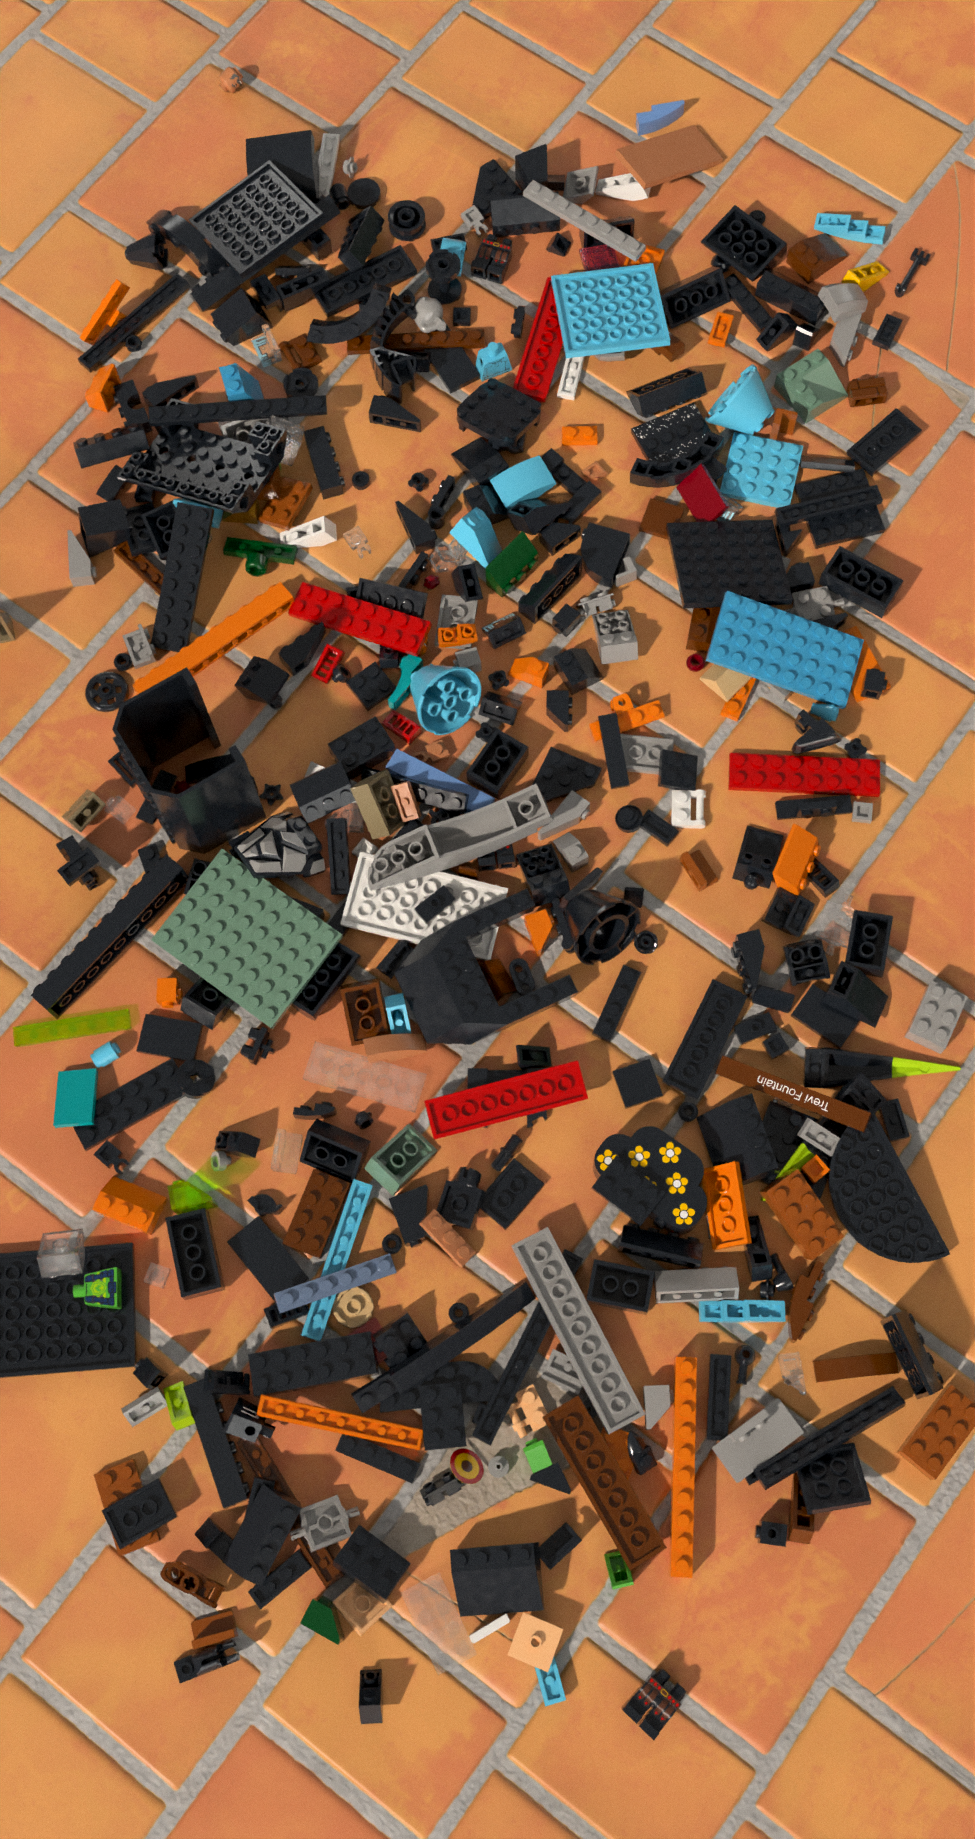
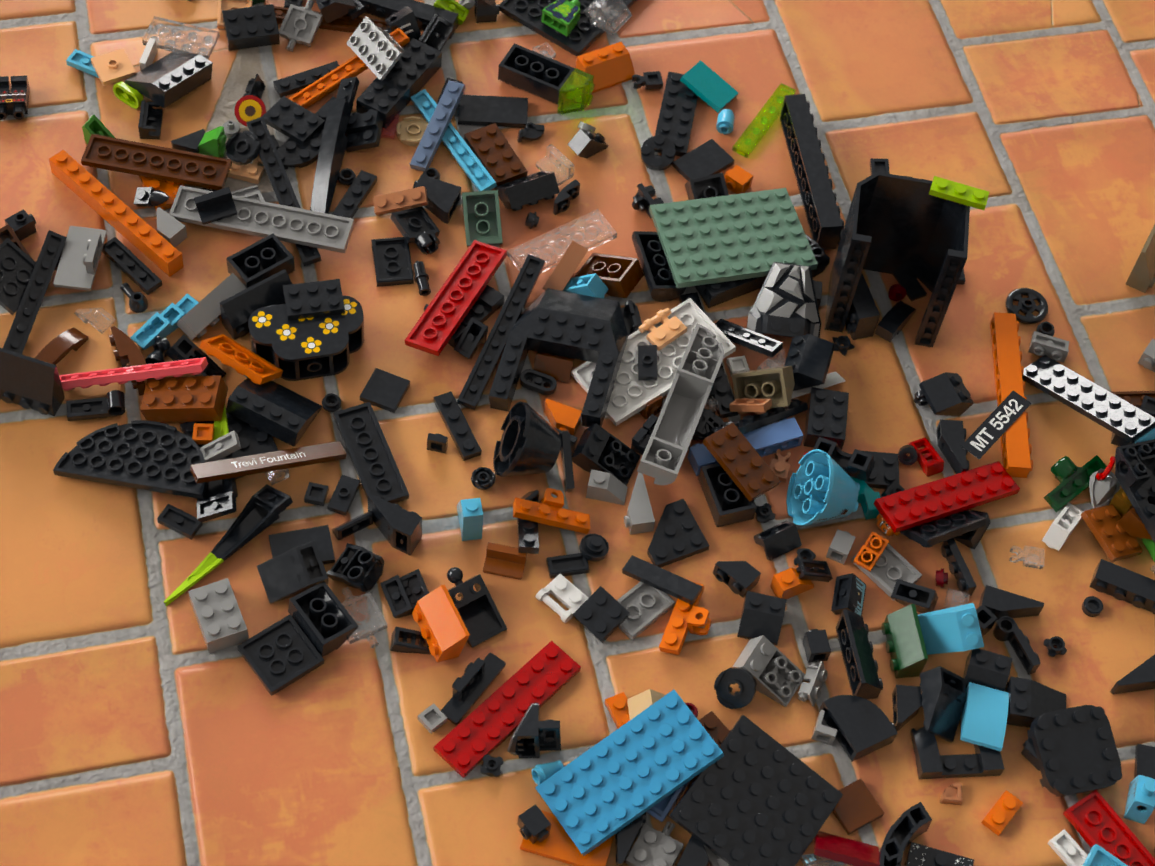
camera: 120 degrees right, 15 degrees down
(120, 715) = (959, 193): none -> lime plate
(248, 530) = (1103, 485): none -> light grey piece
(260, 628) = (996, 424): none -> black sticker
(305, 1405) = (375, 48): none -> light grey bracket
(392, 912) = (666, 333): none -> light nougat plate
(397, 688) = (855, 465): none -> black arch
(445, 527) = (986, 619): none -> black brick
(470, 763) = (741, 462): none -> reddish brown plate
(477, 1286) = (355, 195): none -> black plate
(501, 1041) = (499, 334): none -> black plate
(505, 665) = (813, 573): none -> black tile
(519, 1421) = (243, 147): none -> black tile
(550, 1597) = (128, 94): none -> lime plate
(605, 1374) = (215, 205): none -> black panel
(632, 866) = (550, 512): none -> orange plate
(648, 1000) = (437, 443): none -> black plate
(651, 642) = (724, 691): none -> black plate
(662, 870) = (527, 536): none -> black plate
(691, 917) = (470, 518): none -> medium azure slope
(825, 1272) = (138, 373): none -> coral plate
(867, 1281) = (97, 407): none -> black plate
(918, 950) = (280, 654): none -> black plate

